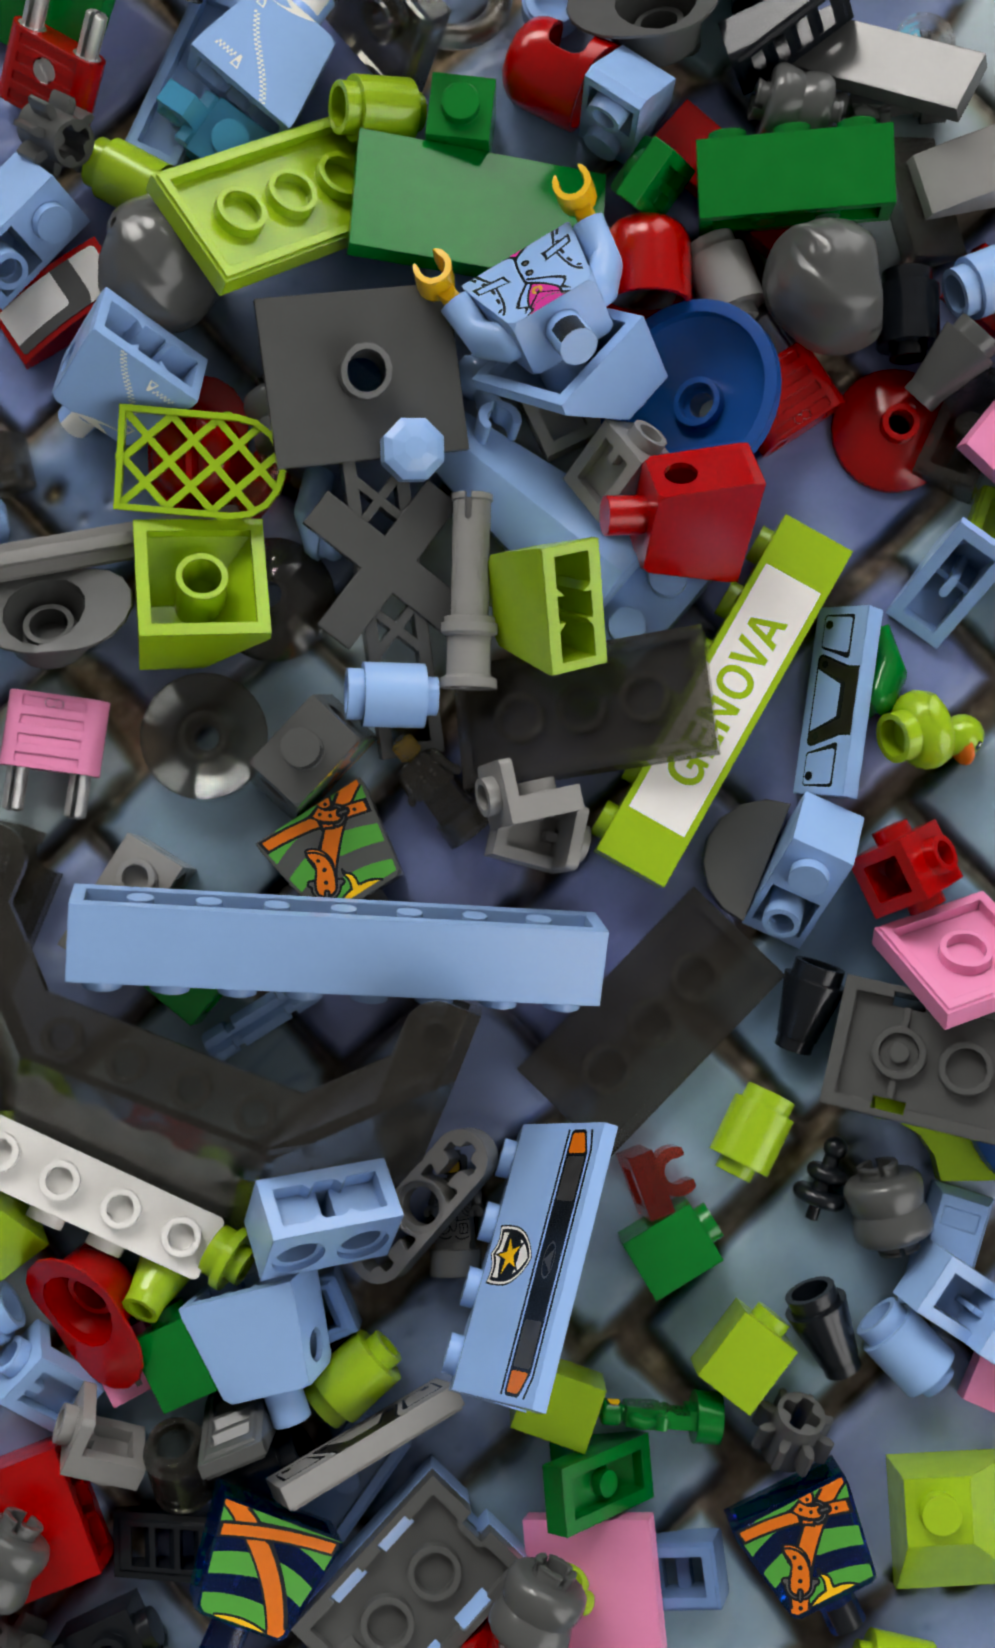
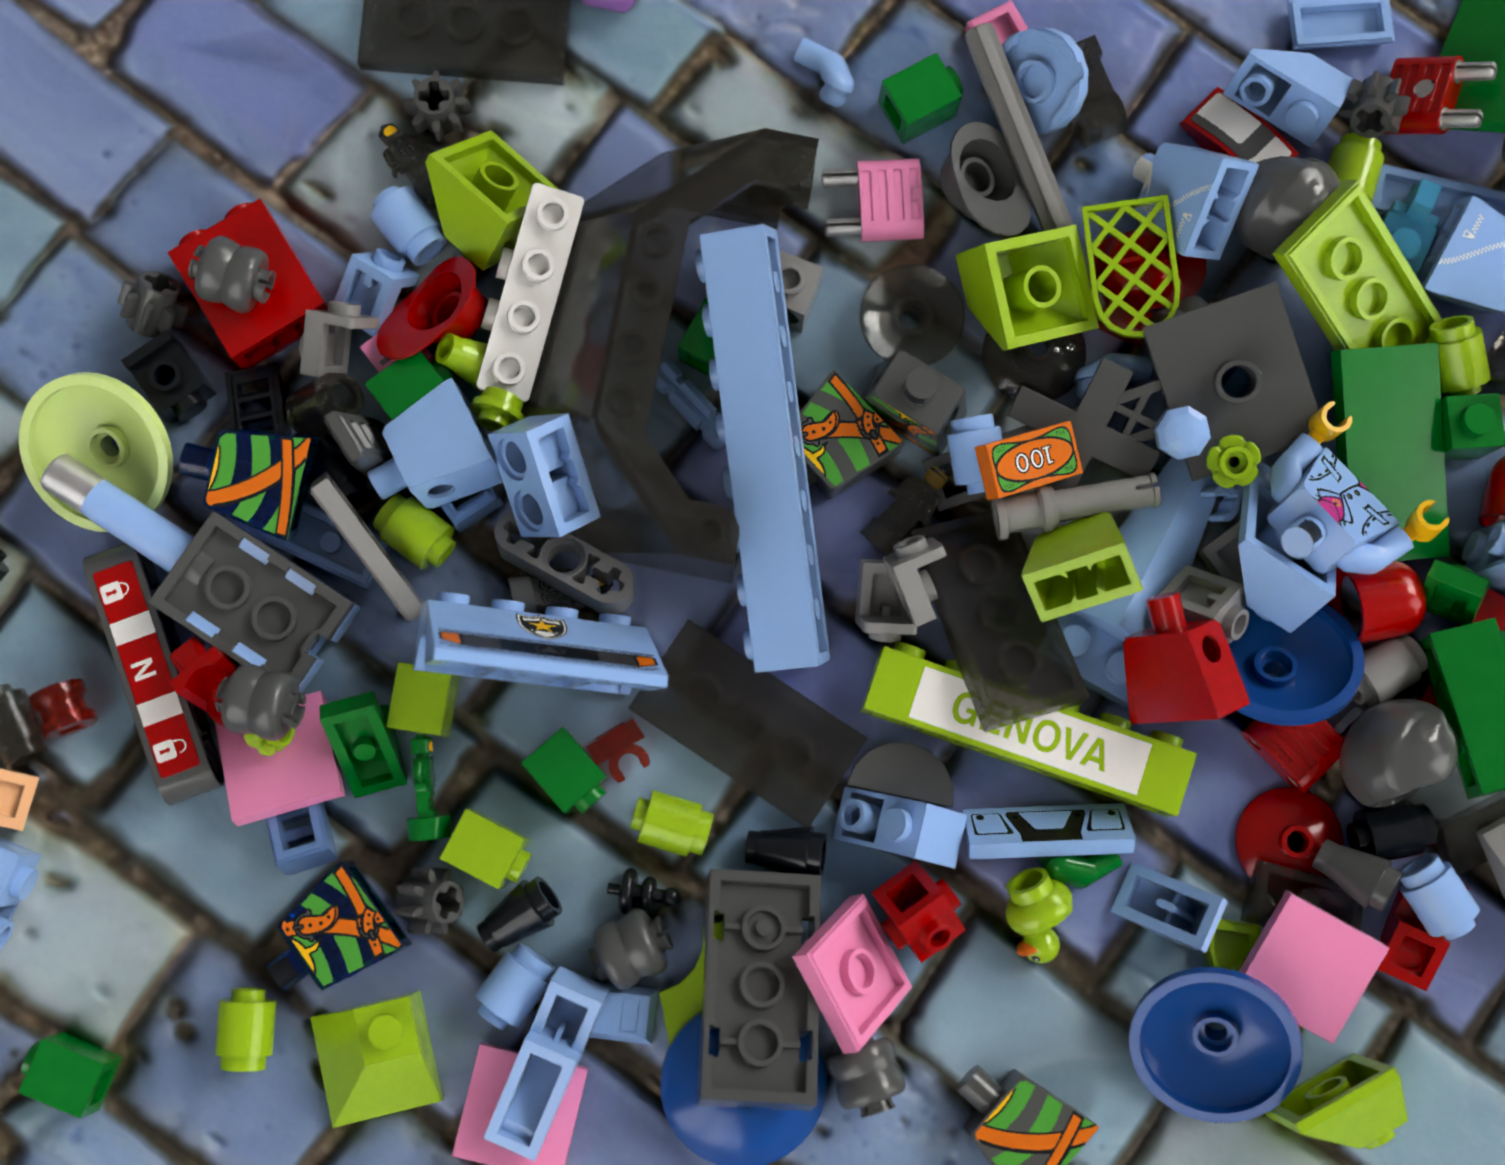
camera: 75 degrees right, 5 degrees down
(412, 637) = (1028, 460): none -> orange tile
(441, 400) = (1220, 454): none -> lime plate

